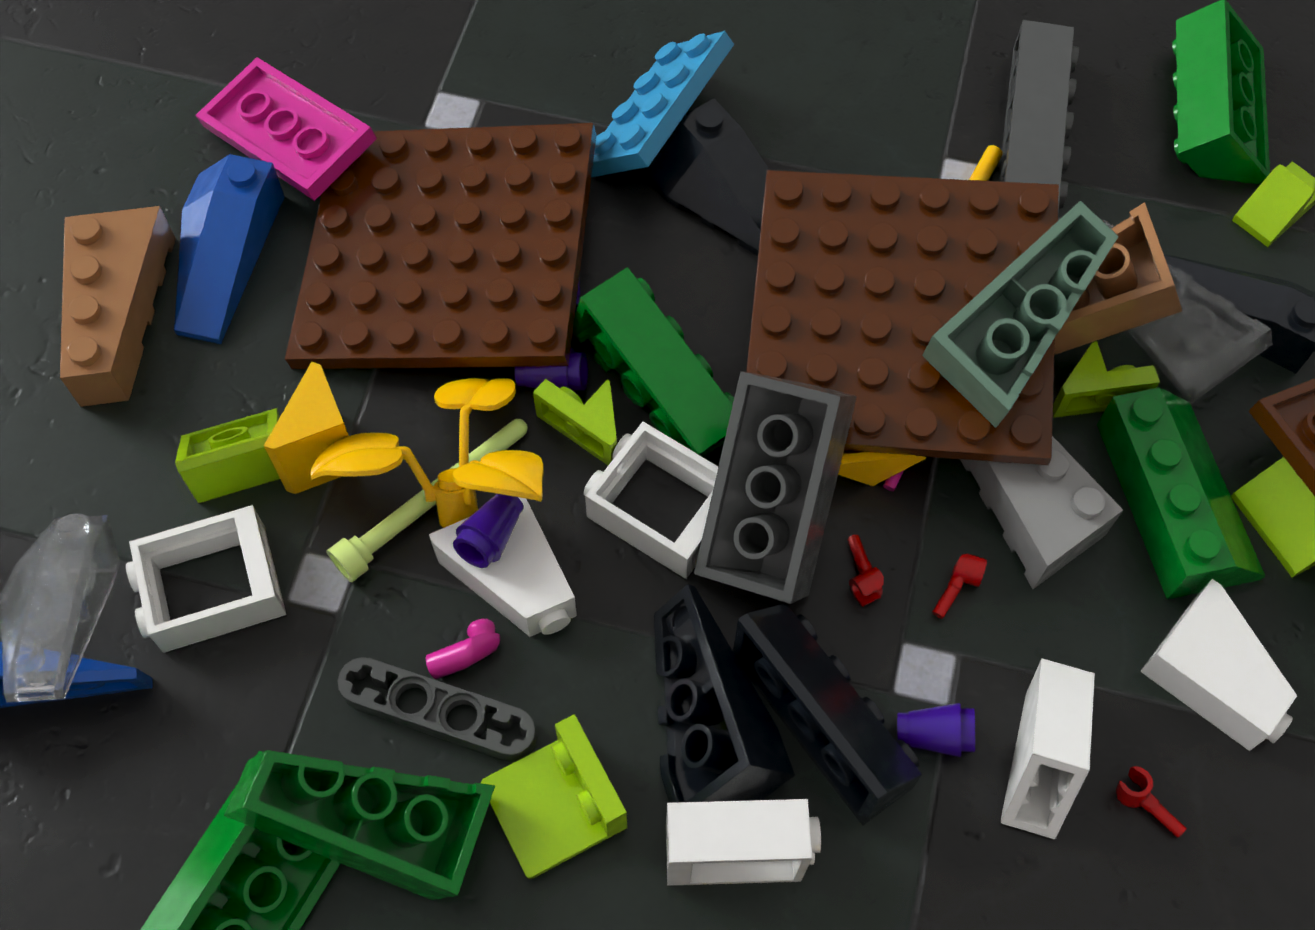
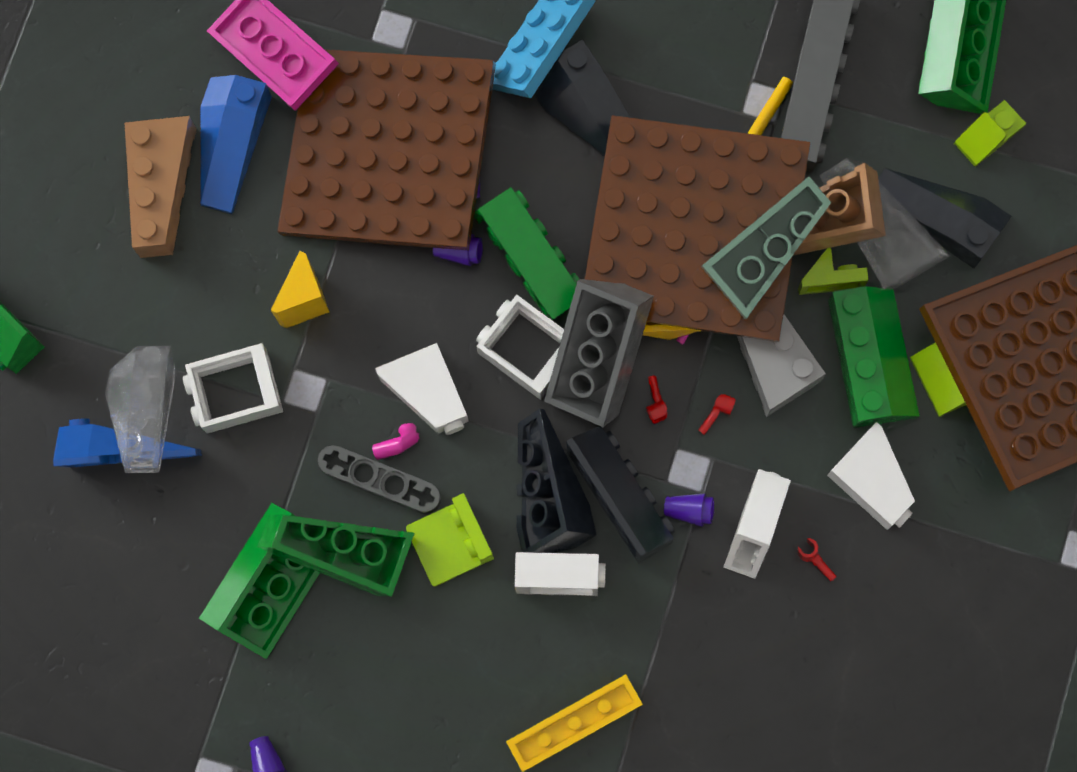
camera: 10 degrees right, 15 degrees up
(227, 456) = (244, 298): lime slope -> none
(354, 554) = (327, 374): yellowish green piece -> none
(487, 531) = (413, 369): dark purple cone -> none
(498, 472) = (422, 337): yellow plant -> none
(587, 424) = (482, 291): lime slope -> none

